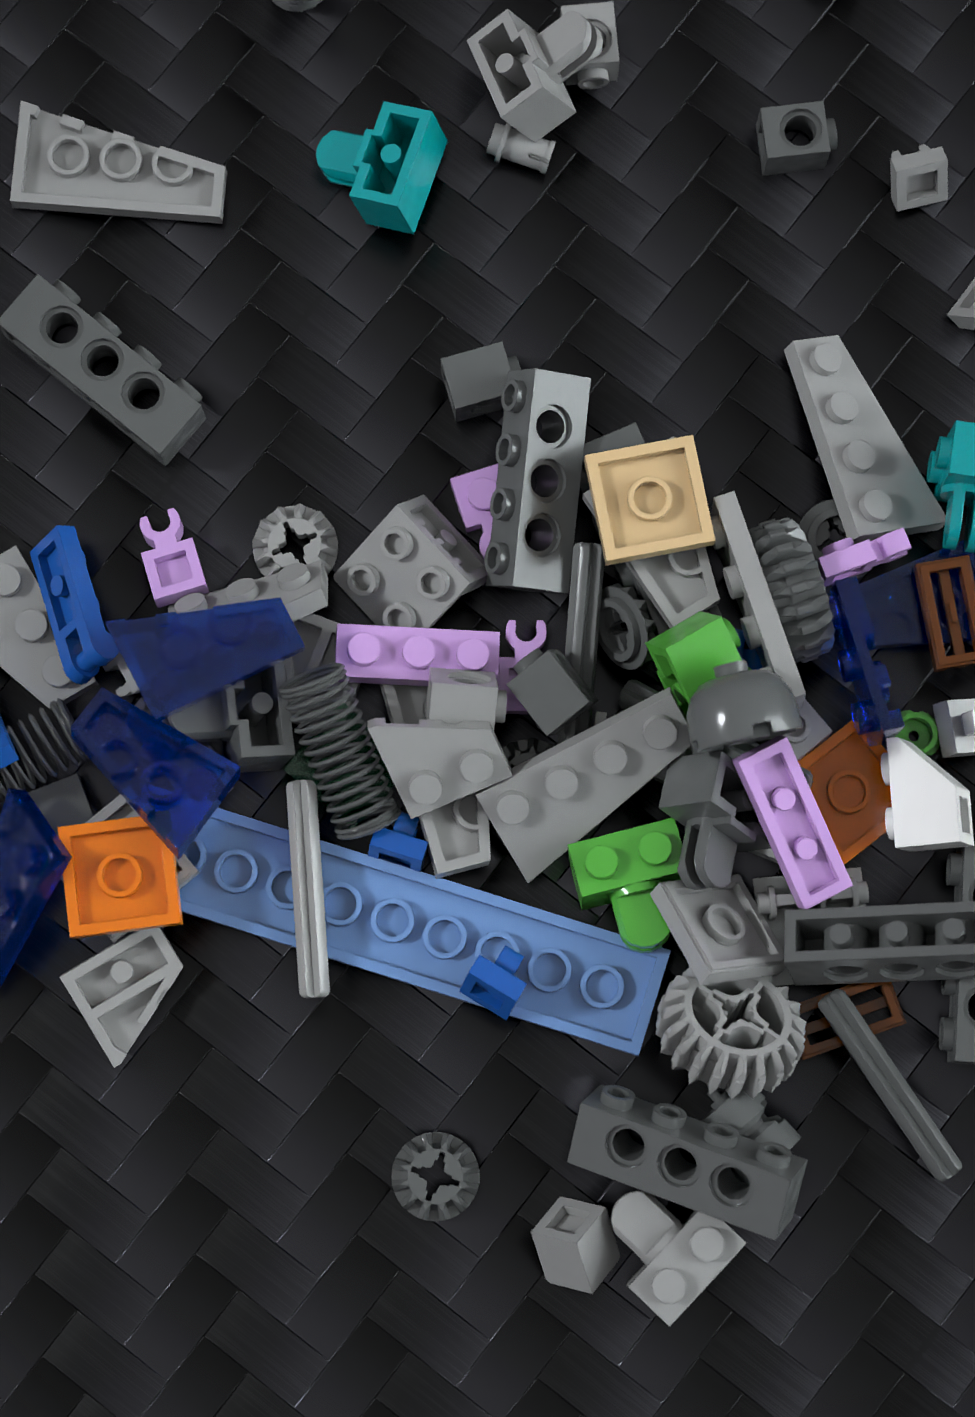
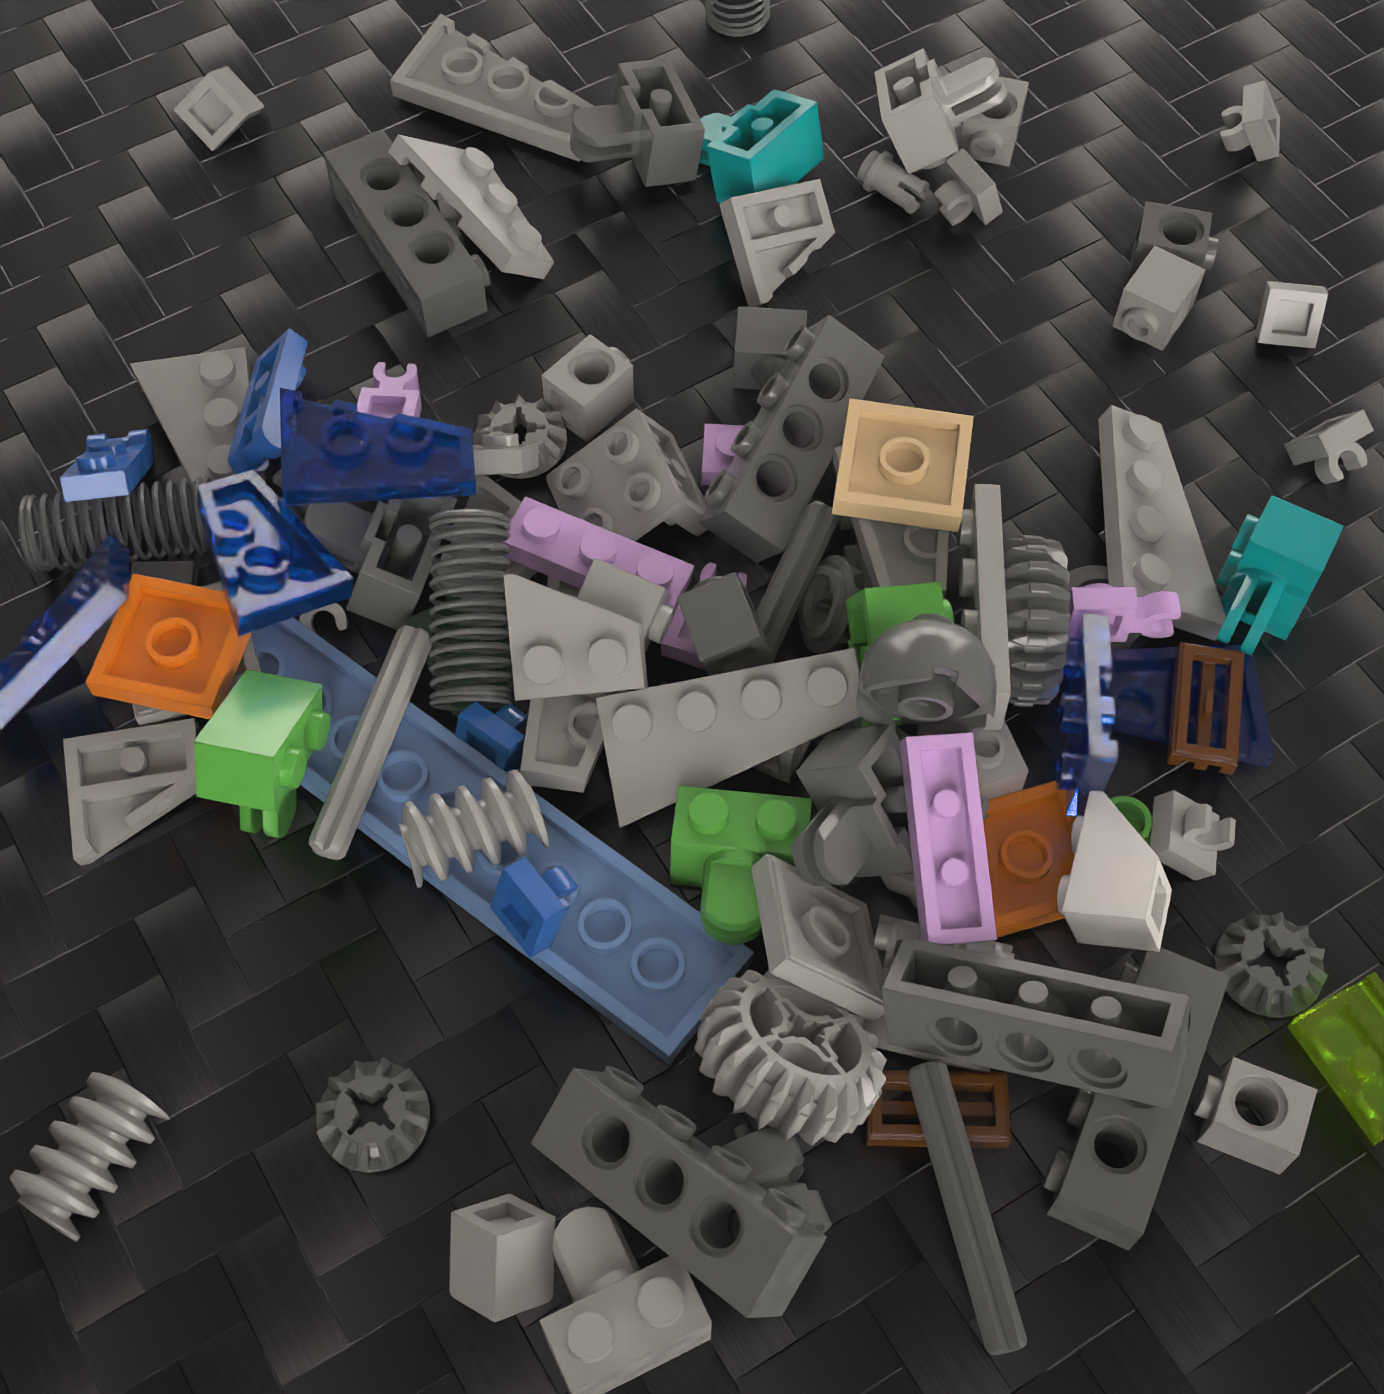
camera: 20 degrees right, 20 degrees down
(150, 308) = (487, 207): none -> light grey wing
(232, 934) = (260, 748): none -> bright green brick
(247, 1288) = (85, 1152): none -> light grey piece
(275, 174) = (646, 122): none -> dark grey brick
(343, 501) = (589, 387): none -> light grey brick
(423, 939) = (471, 826): none -> light grey piece
(438, 253) = (775, 234): none -> light grey wing
(594, 137) = (967, 191): none -> light grey tile
(799, 203) = (1158, 298): none -> light grey brick

